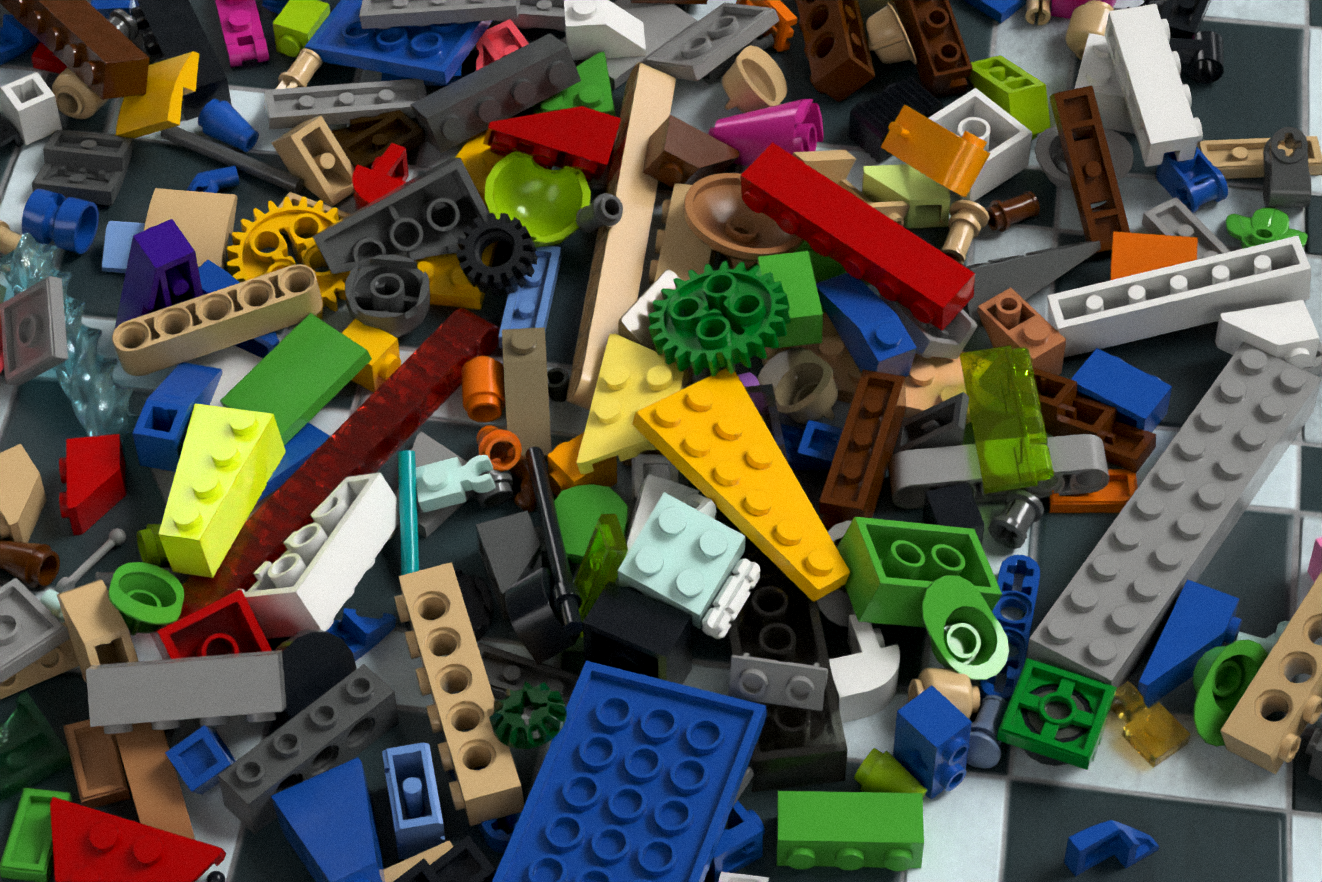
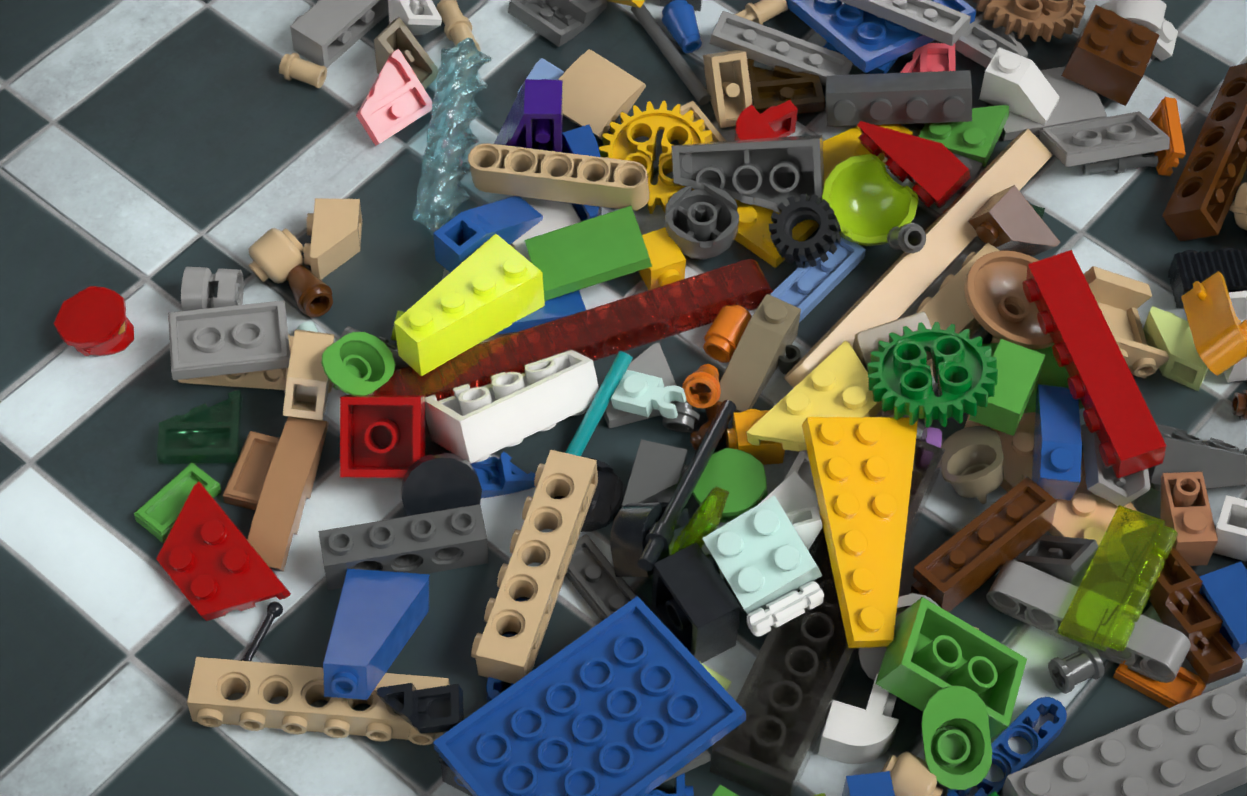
camera: 30 degrees right, 5 degrees up
(33, 331) = (425, 117): light grey tile -> none
(65, 221) = (511, 43): blue wheel -> none
(94, 479) = (397, 253): red slope -> none
(116, 537) = (327, 324): light grey hinge -> none
(186, 689) = (335, 454): light grey brick -> none
(201, 759) = (319, 511): blue brick -> none
(214, 180) = (639, 64): blue arm -> none
(413, 799) = (447, 631): medium blue brick -> none
(545, 720) = (570, 627): dark green gear -> none
(754, 81) = (1117, 190): tan piece -> none
(777, 682) = (765, 692): light grey hinge -> none
(790, 125) = (1099, 240): dark pink cone -> none
(811, 448) = (947, 513): blue slope -> none
(954, 508) = (1026, 635): black brick -> none
(964, 225) = (1205, 400): tan pin -> none

